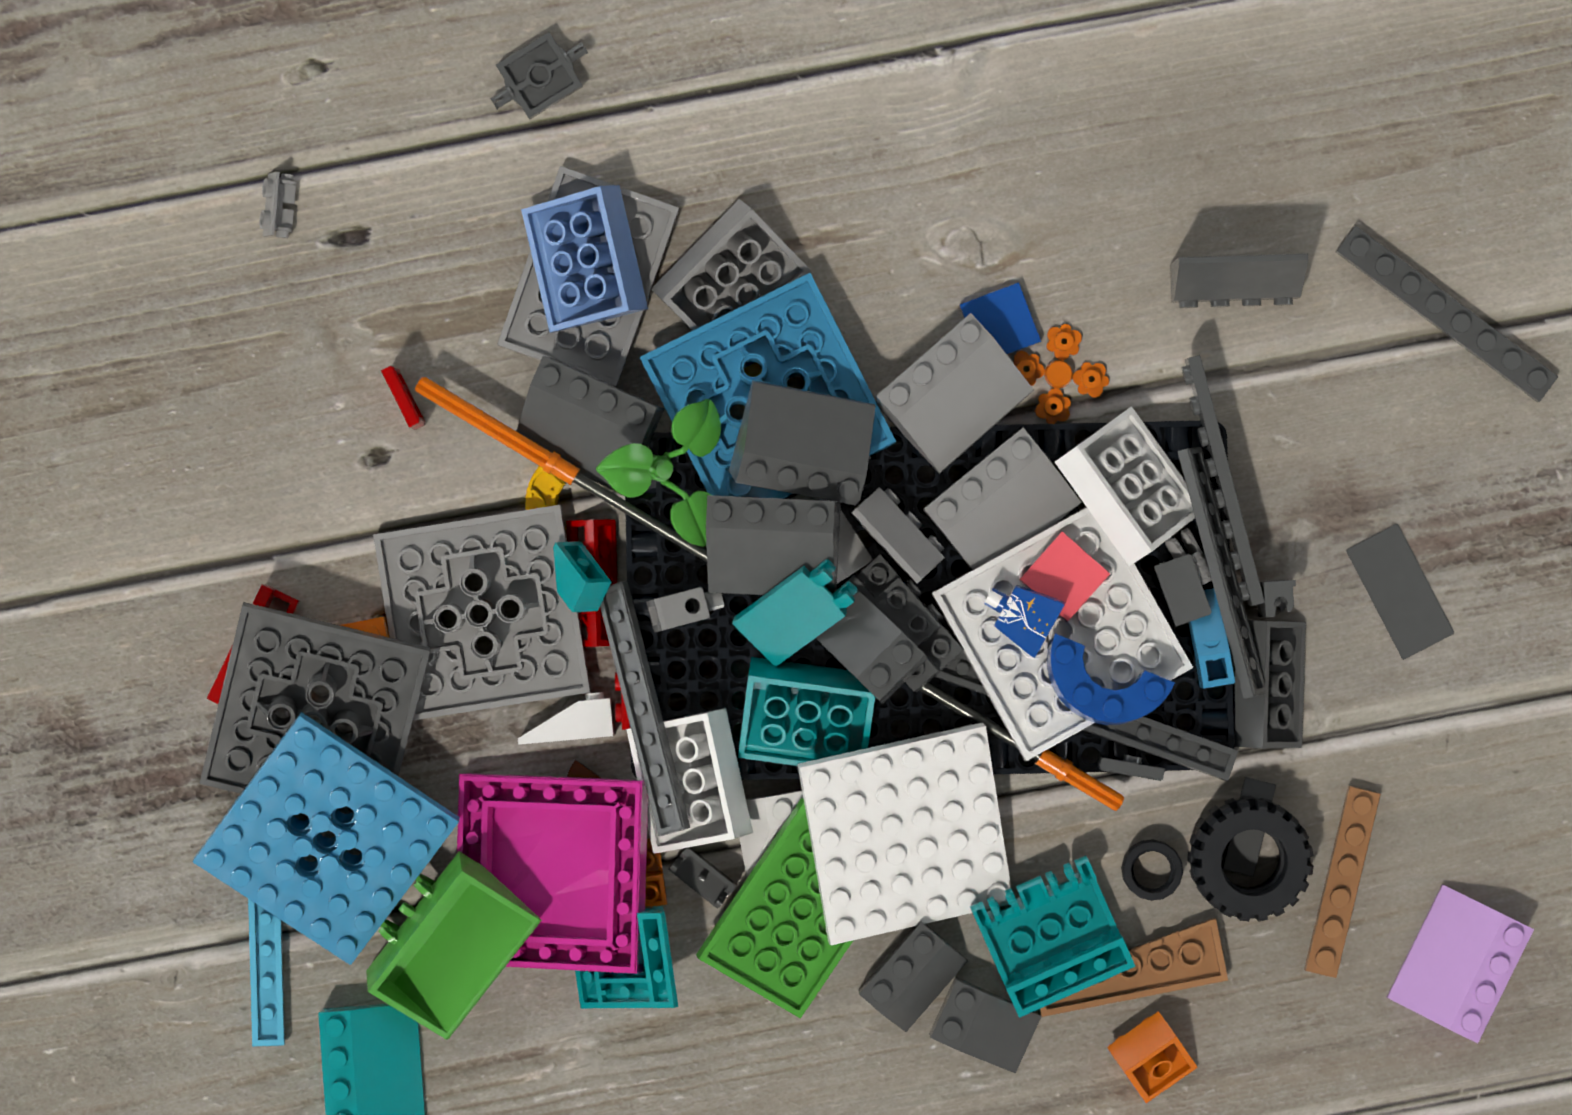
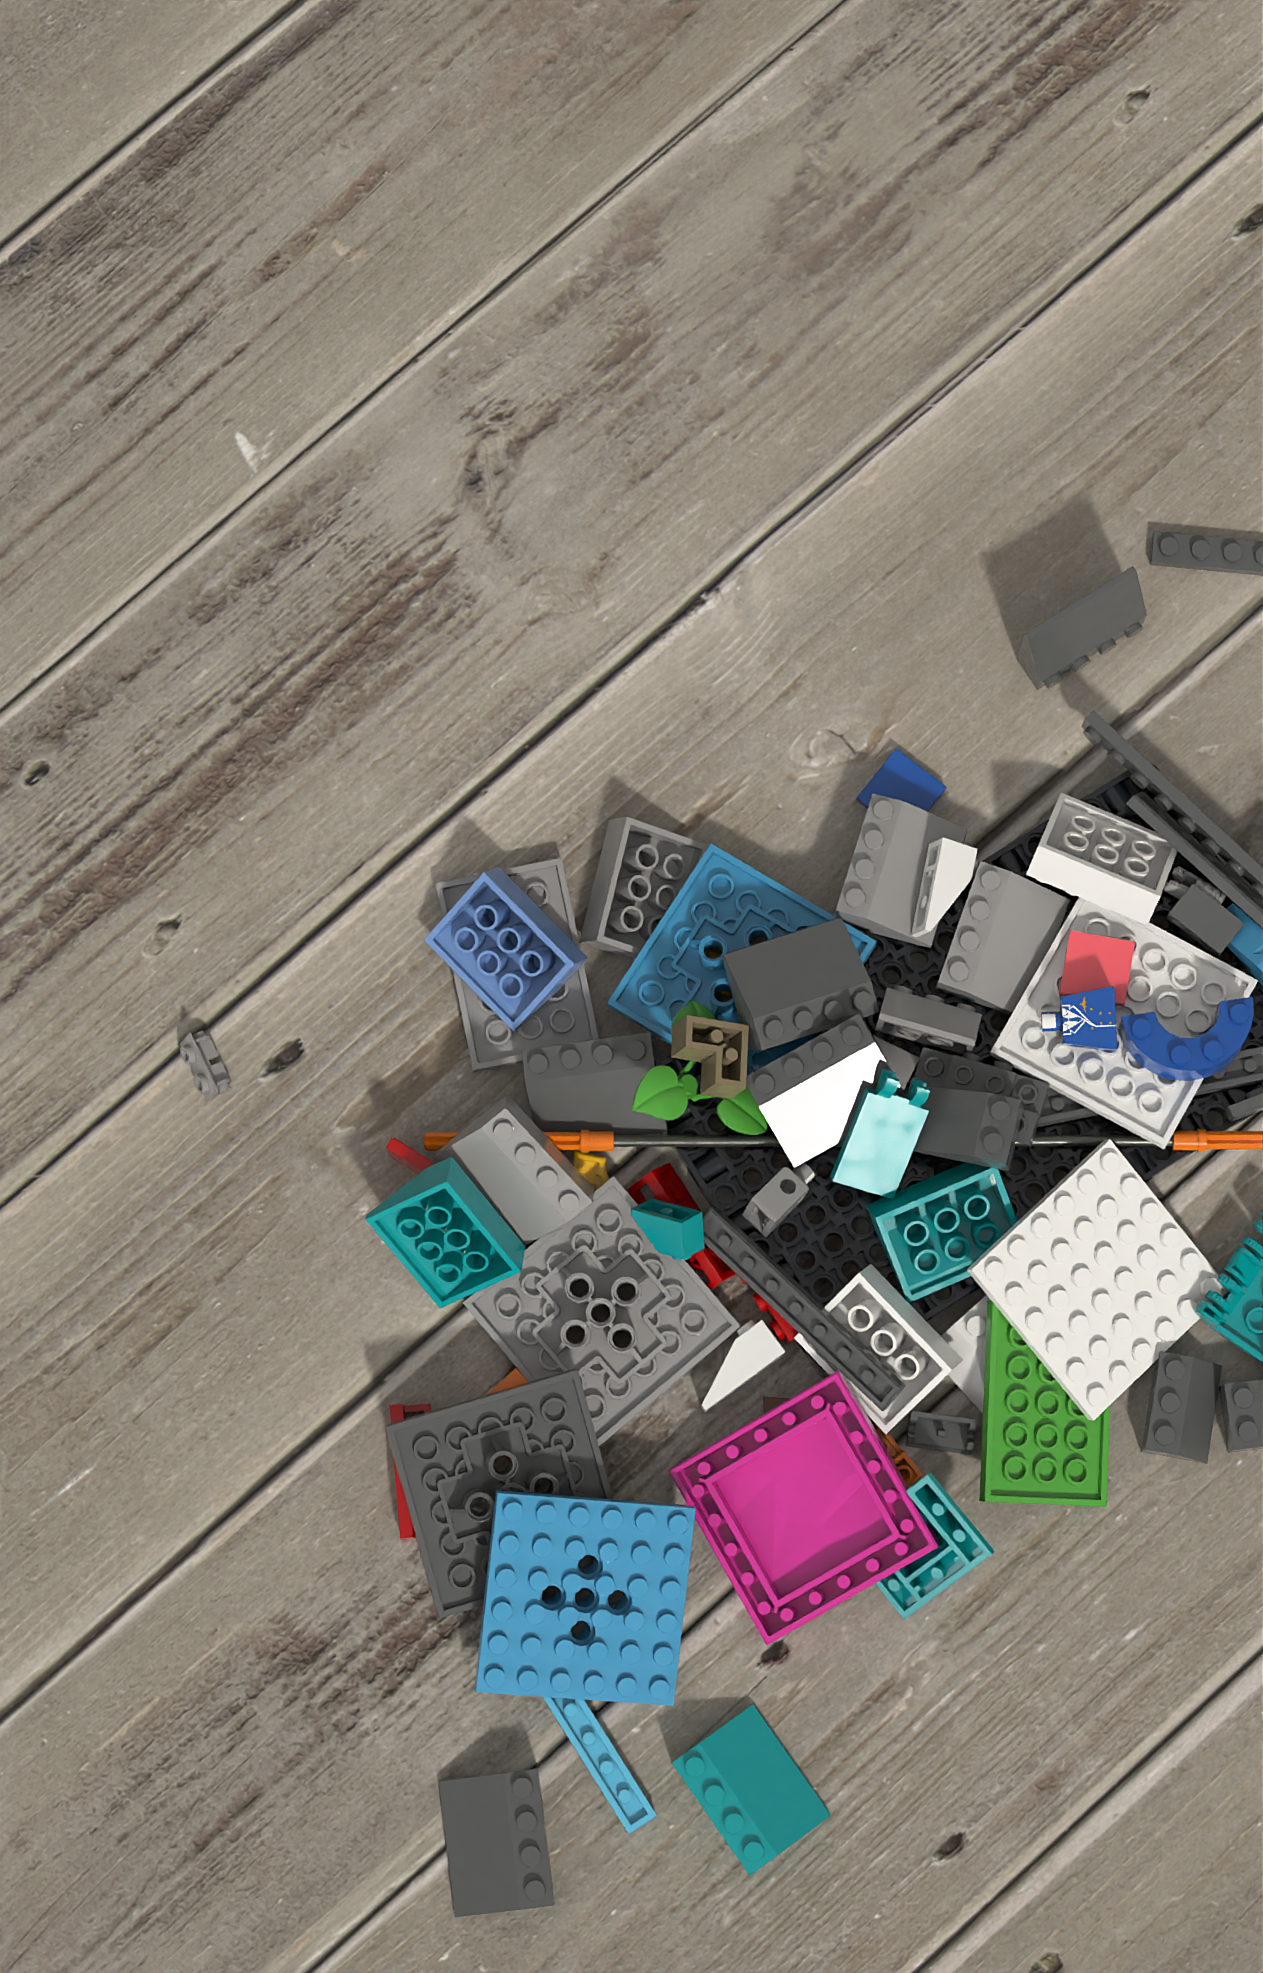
camera: 35 degrees left, 10 degrees down
(143, 989) = (496, 1843): none -> dark grey slope
(391, 473) = (447, 1234): none -> teal slope
(449, 945) = (754, 1628): bright green piece -> none
(478, 456) = (519, 1171): none -> light grey slope
(539, 75) = (370, 817): dark grey plate -> none
(703, 456) = (719, 1047): none -> dark tan brick
(985, 423) = (945, 875): none -> white slope
(1059, 374) = (980, 806): orange plant -> none

